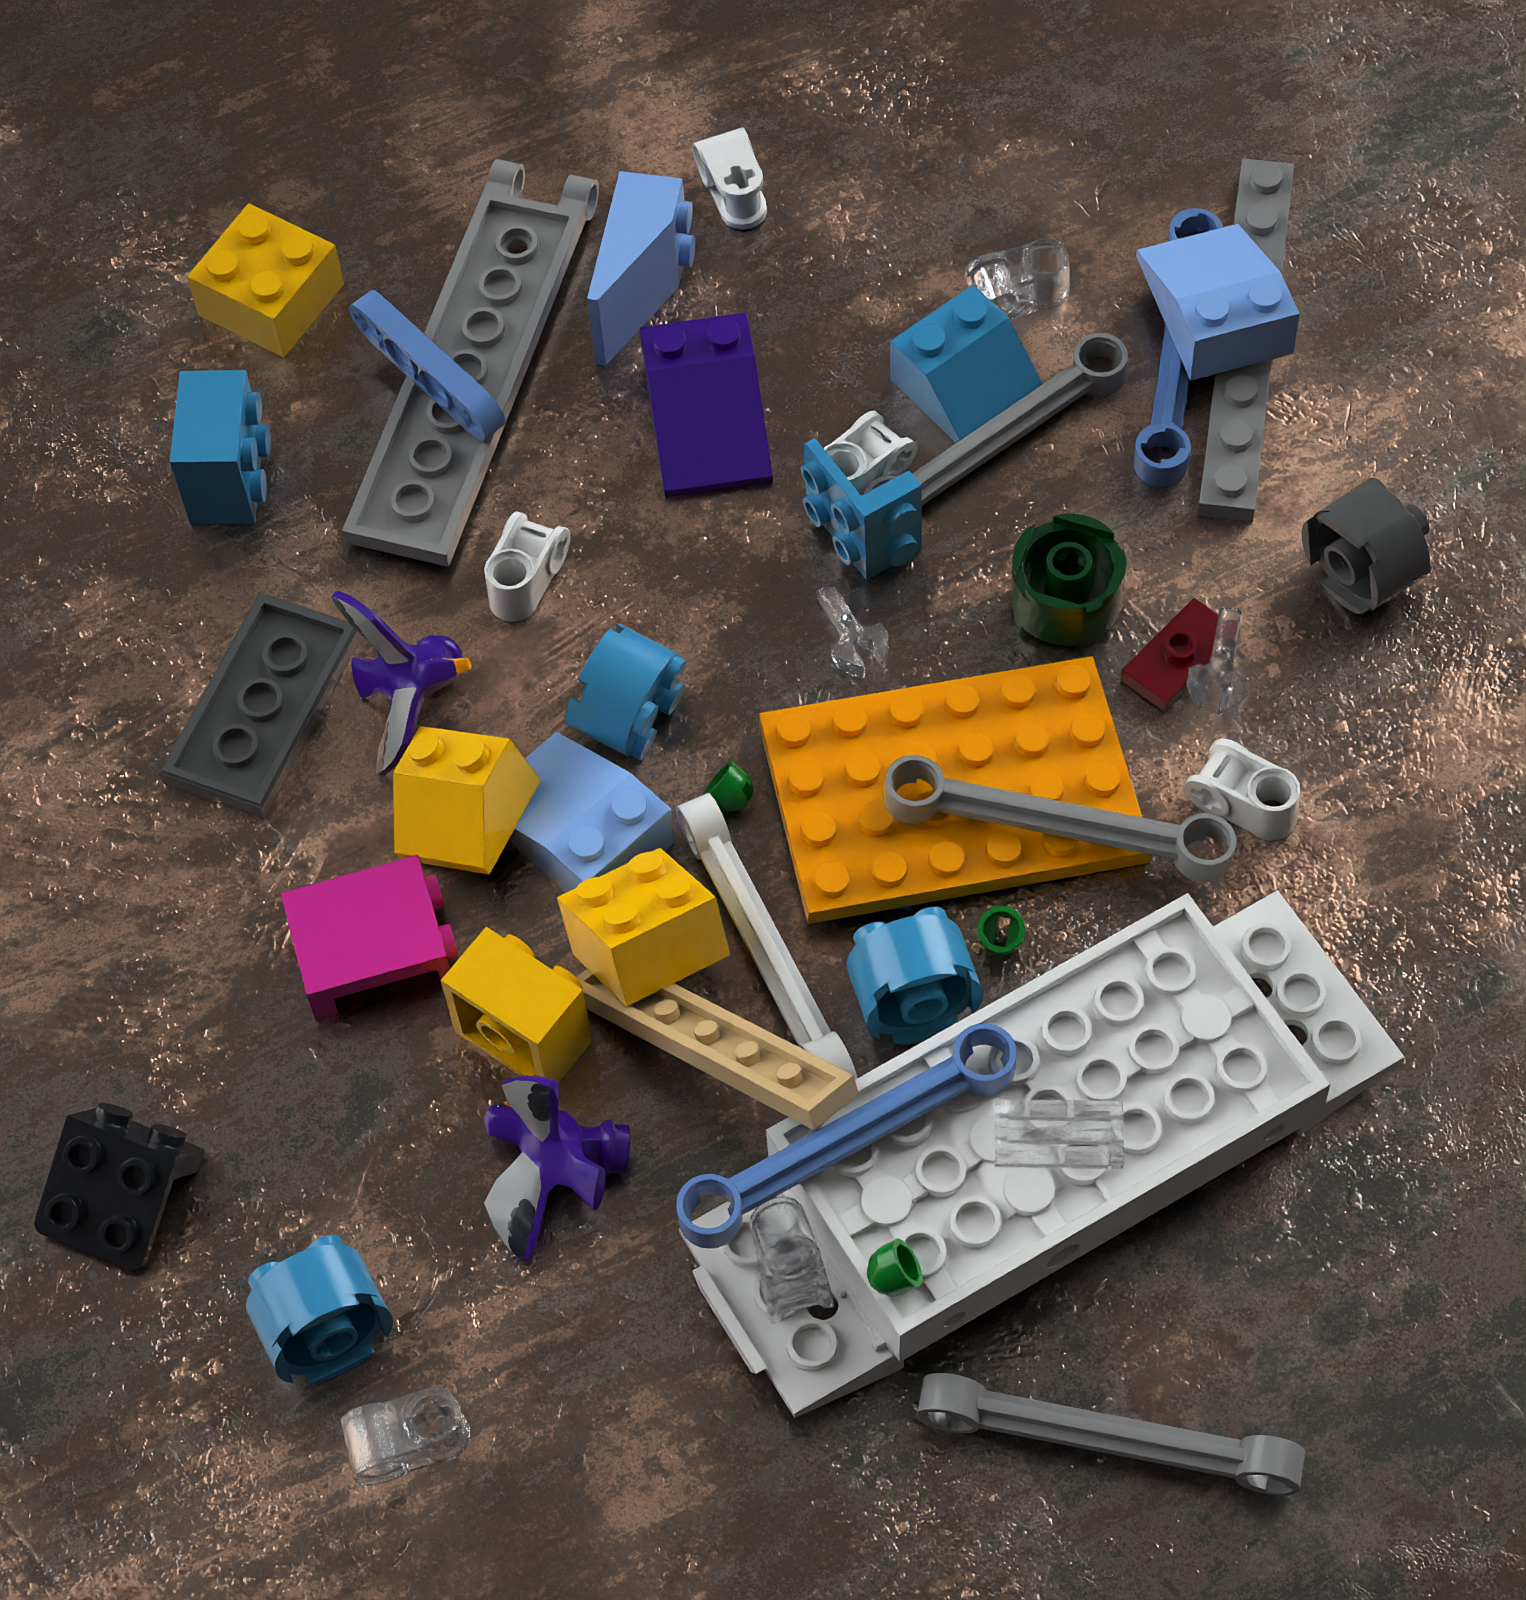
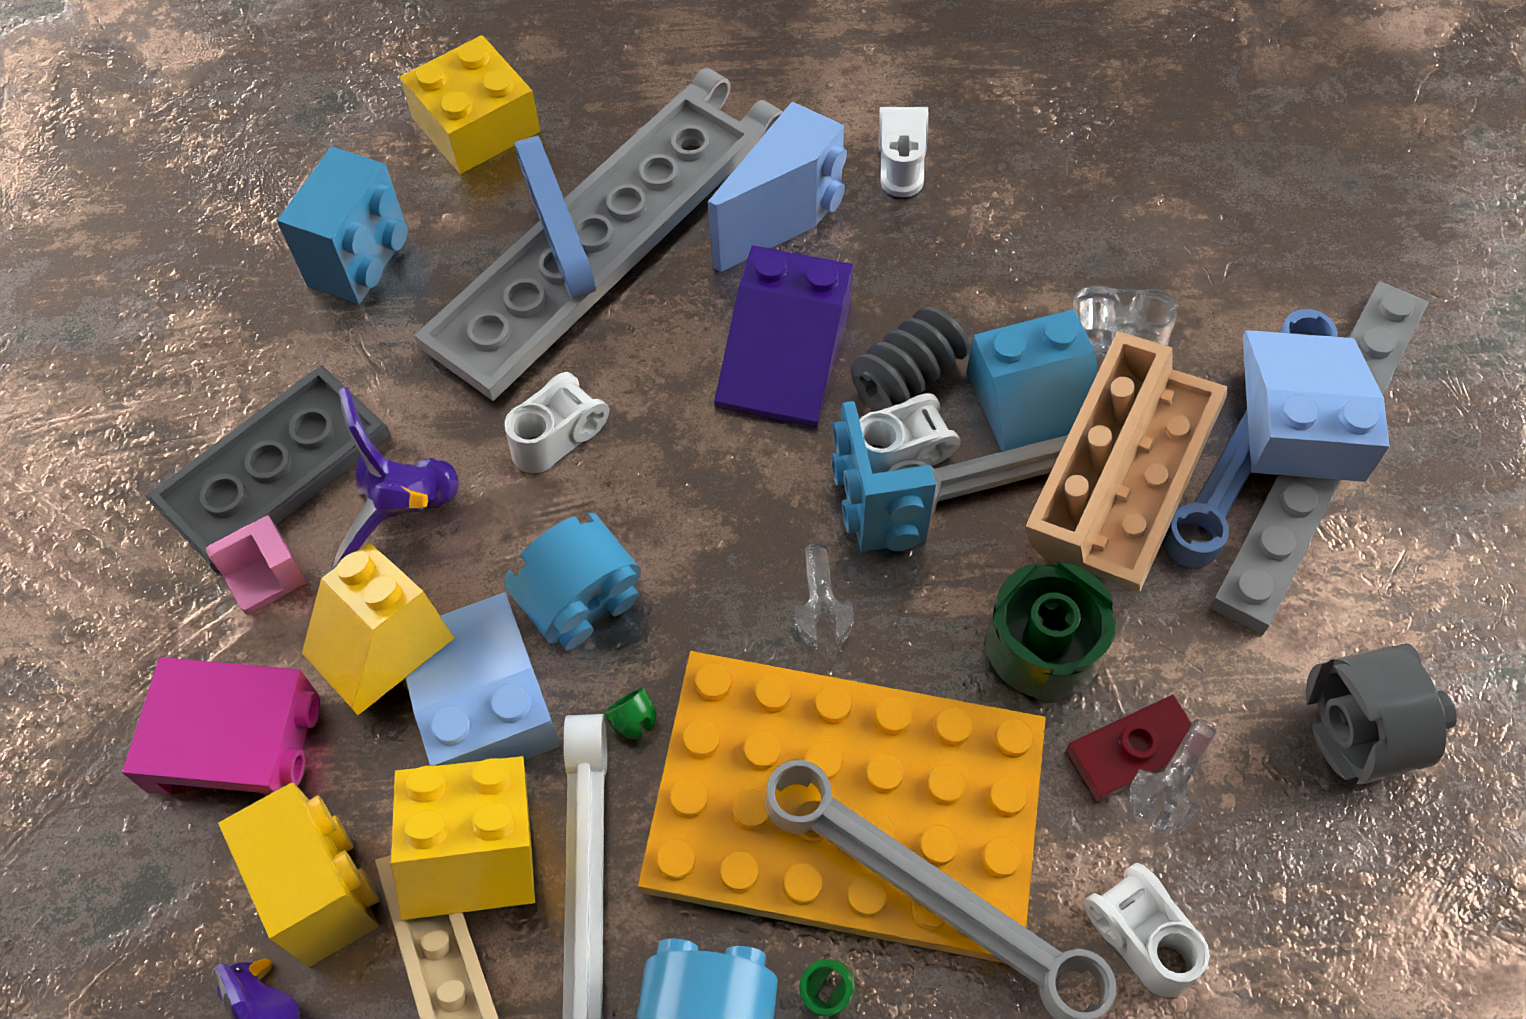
camera: 20 degrees right, 0 degrees up
(311, 791) = (256, 565): none -> bright pink panel
(835, 385) = (909, 358): none -> dark grey piece
(1077, 409) = (1125, 463): none -> light nougat brick

